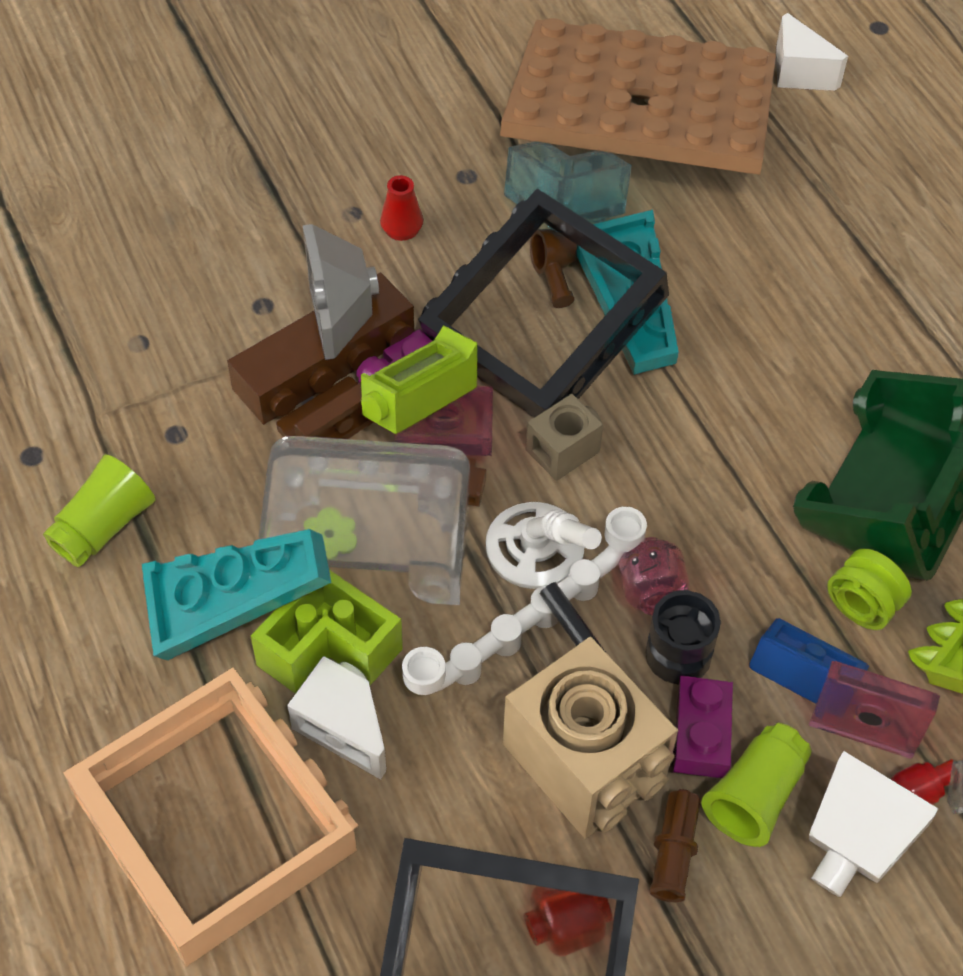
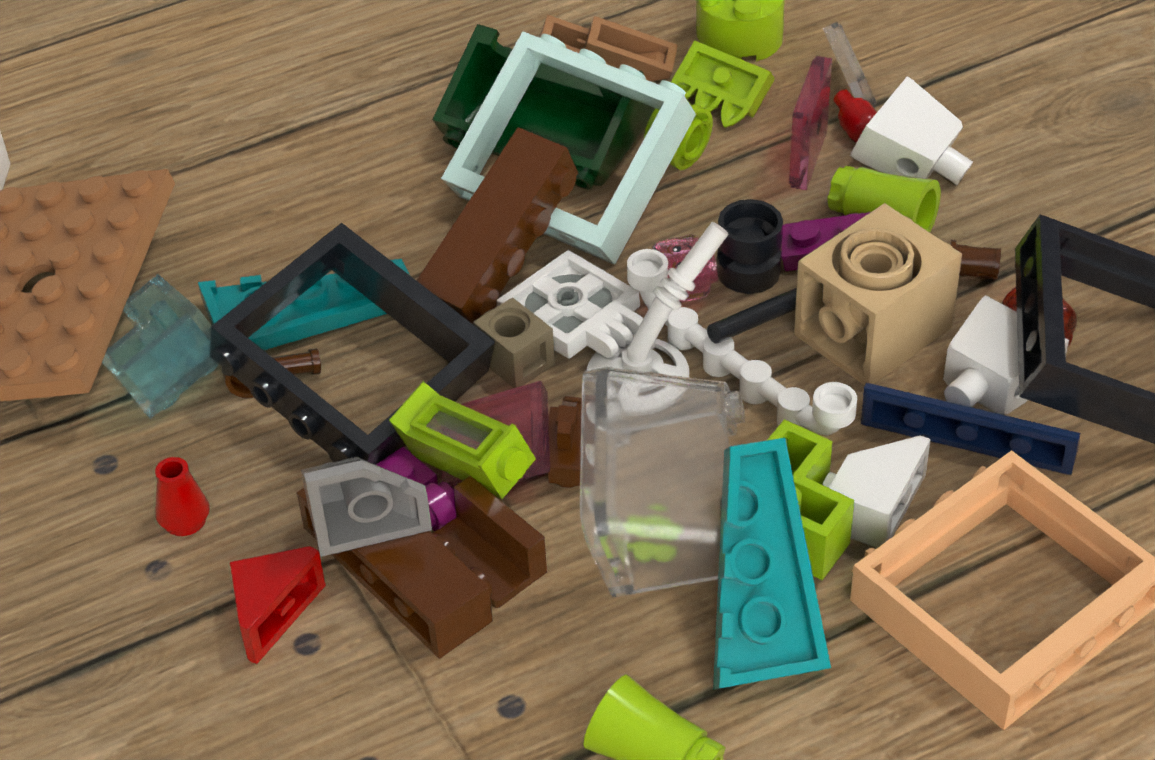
camera: 90 degrees left, 10 degrees down
(281, 267) = (273, 594): none -> red slope
(427, 810) = (969, 428): none -> dark blue slope
(513, 832) = (984, 359): none -> white torso
(613, 475) = (580, 305): none -> white piece
(695, 411) = (500, 224): none -> reddish brown brick
(713, 498) = (644, 172): none -> light aqua window
(797, 659) = (754, 175): blue slope -> none

